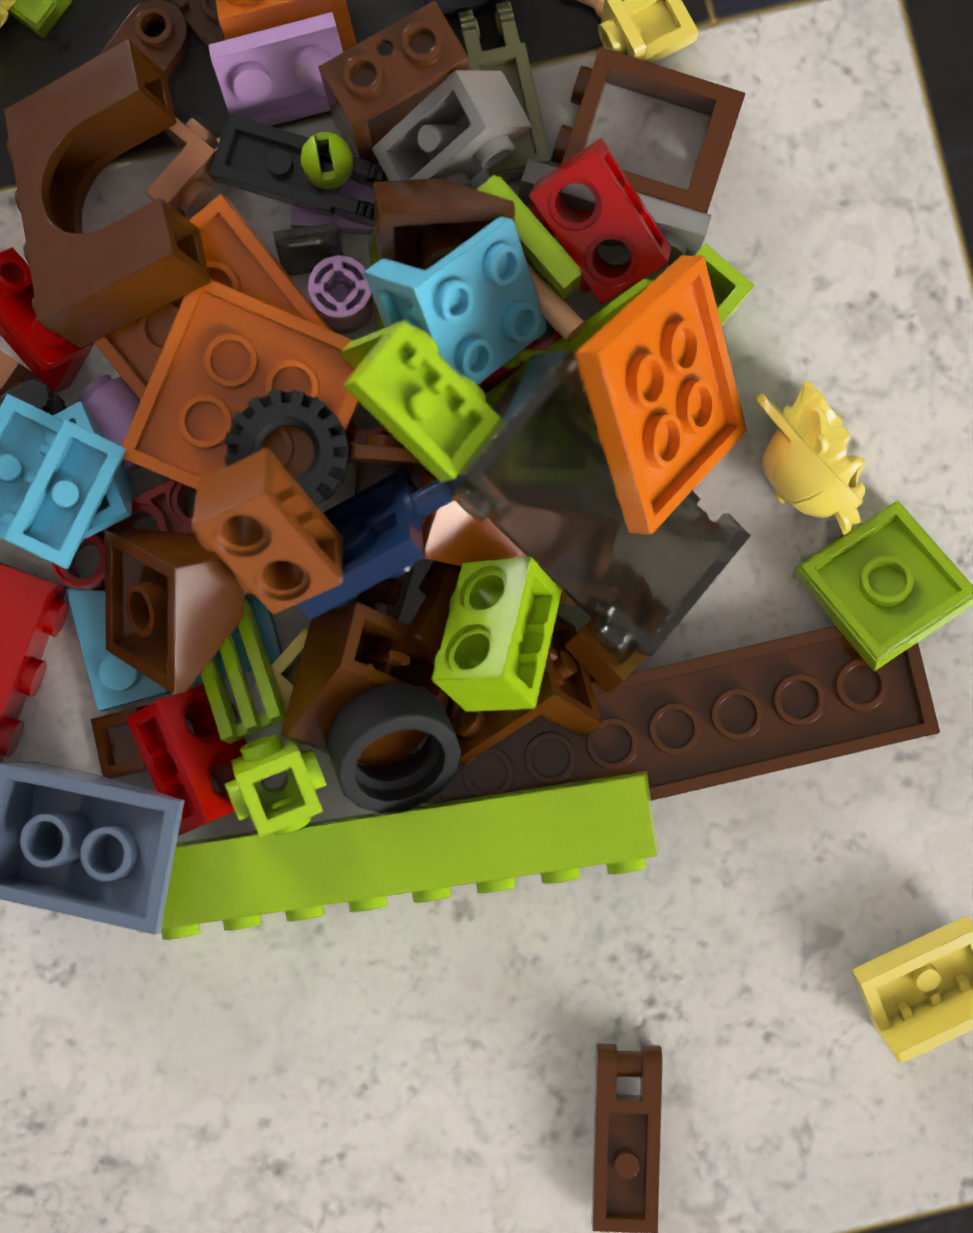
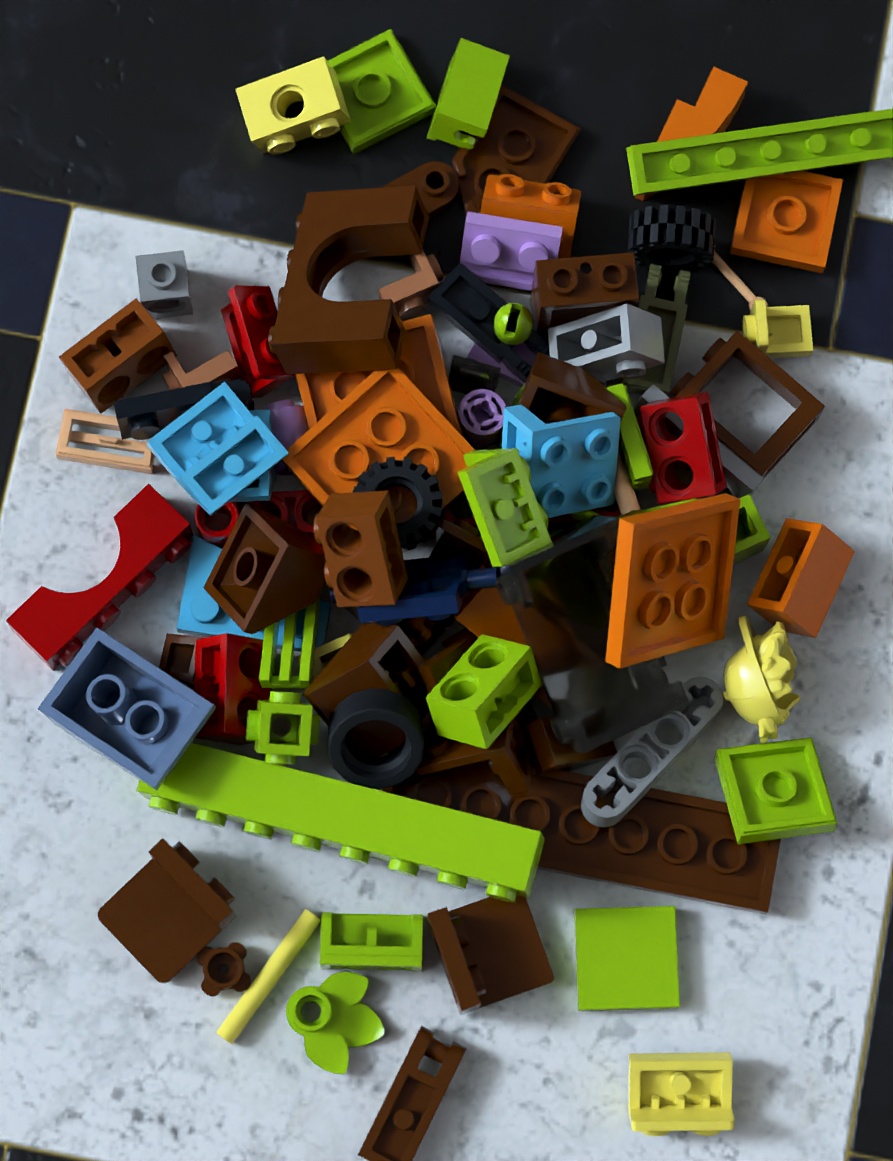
camera: 15 degrees right, 10 degrees down
(242, 1049) = (167, 911): none -> reddish brown bracket
(338, 1101) = (212, 959): none -> reddish brown plate
(394, 1066) = (268, 976): none -> light yellow bar
(494, 975) = (371, 941): none -> lime hinge
(503, 1079) = (342, 1020): none -> lime plate
(636, 929) = (489, 951): none -> reddish brown bracket
(728, 605) = (657, 755): none -> light grey beam
(797, 857) = (626, 958): none -> lime tile
(806, 315) = (801, 577): none -> orange brick

